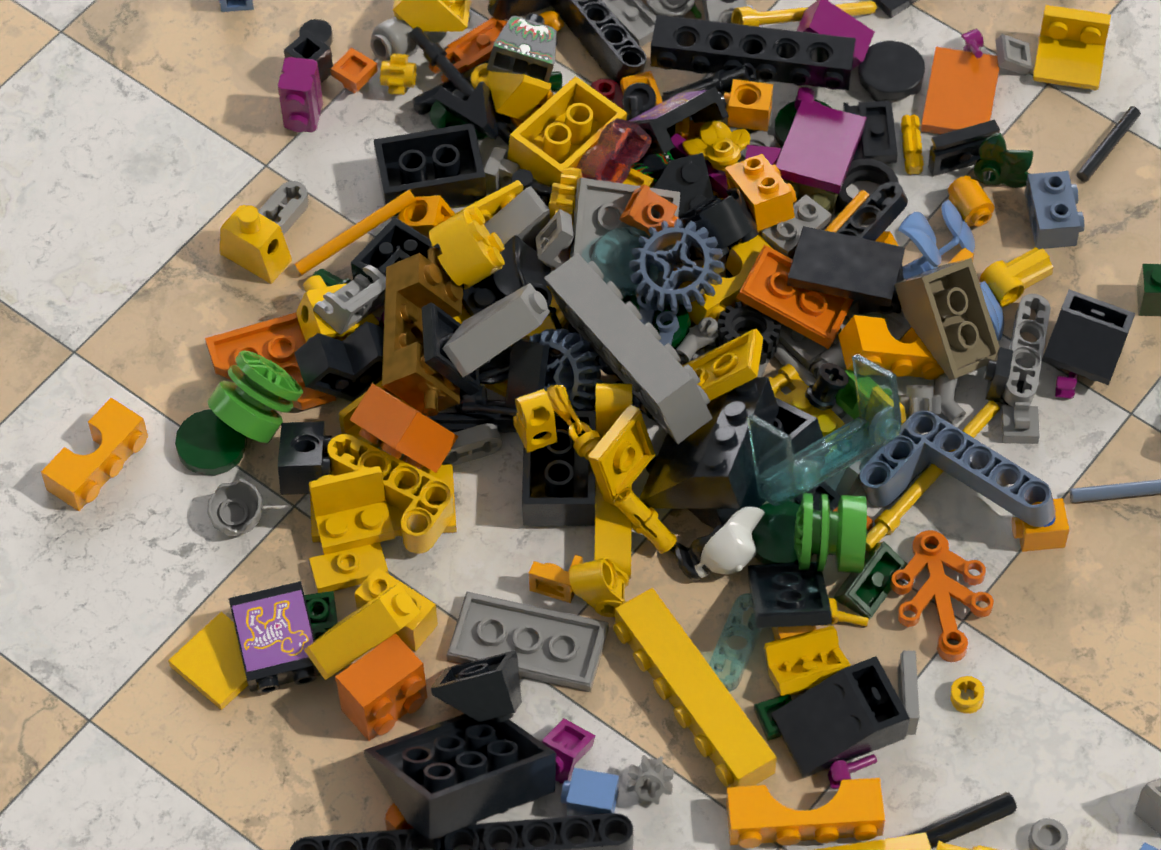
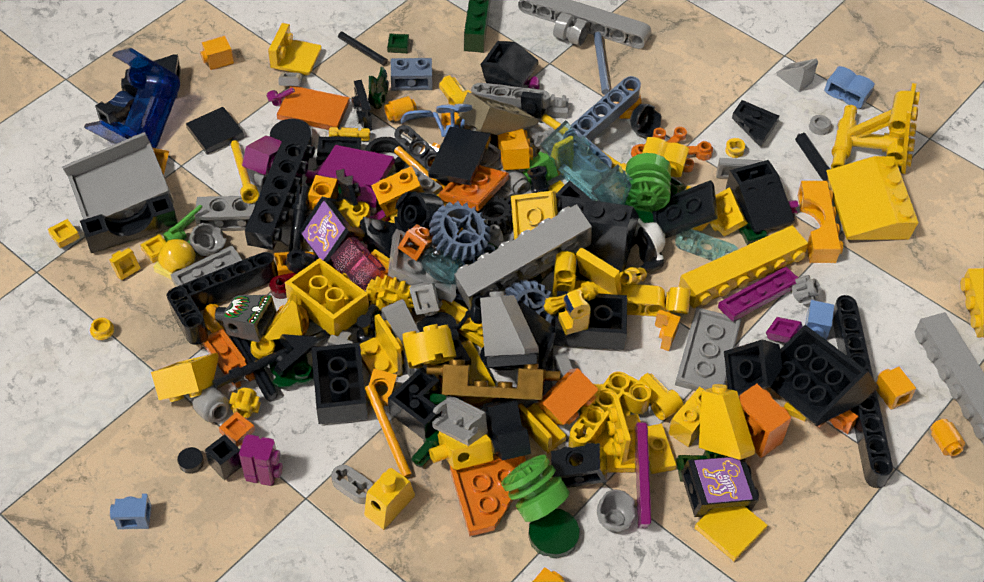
camera: 90 degrees left, 5 degrees down
(282, 529) = (642, 475): none -> magenta tile
(428, 571) = (663, 402): none -> yellow piece
(641, 713) = (758, 294): none -> magenta tile
(760, 125) = (349, 189): none -> black slope
(901, 564) = (673, 152): none -> yellow brick
(997, 546) = (645, 120): none -> black hair
(1032, 726) = (755, 121): none -> black wing
(1131, 191) = (398, 43): none -> dark green tile

